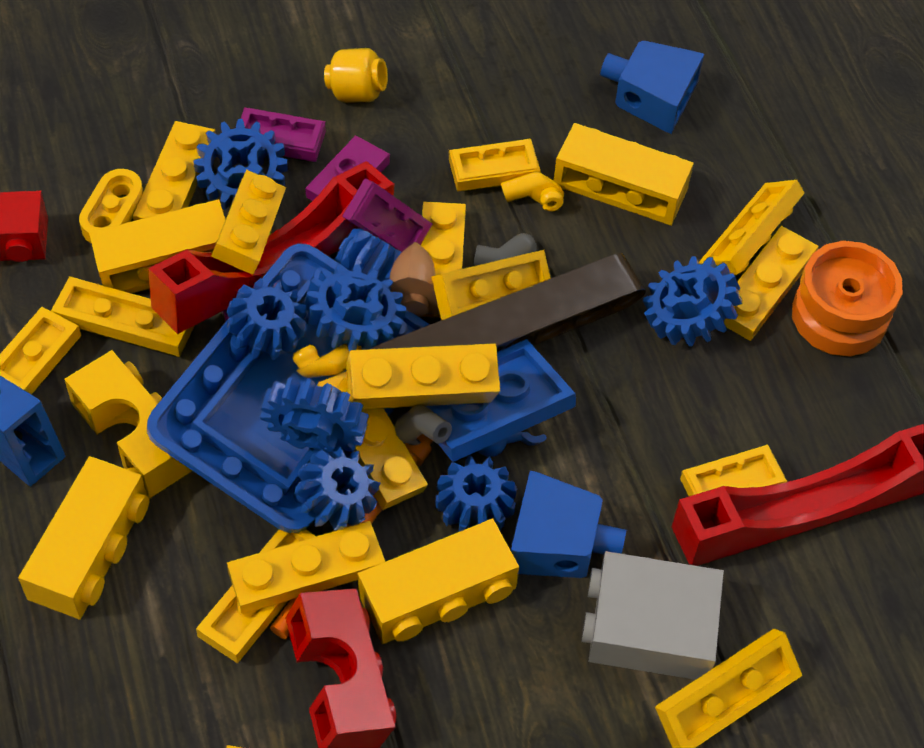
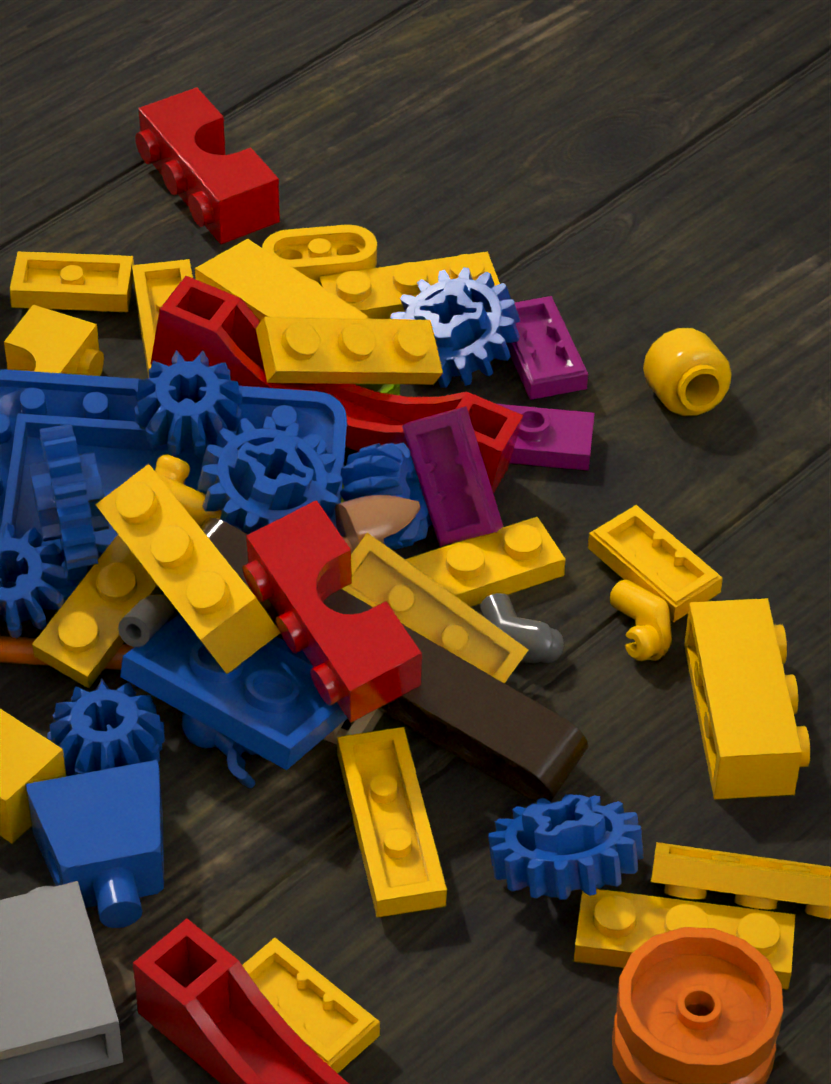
camera: 65 degrees right, 10 degrees down
(533, 329) = (355, 657): none -> red arch
(622, 377) = (391, 822): none -> yellow plate

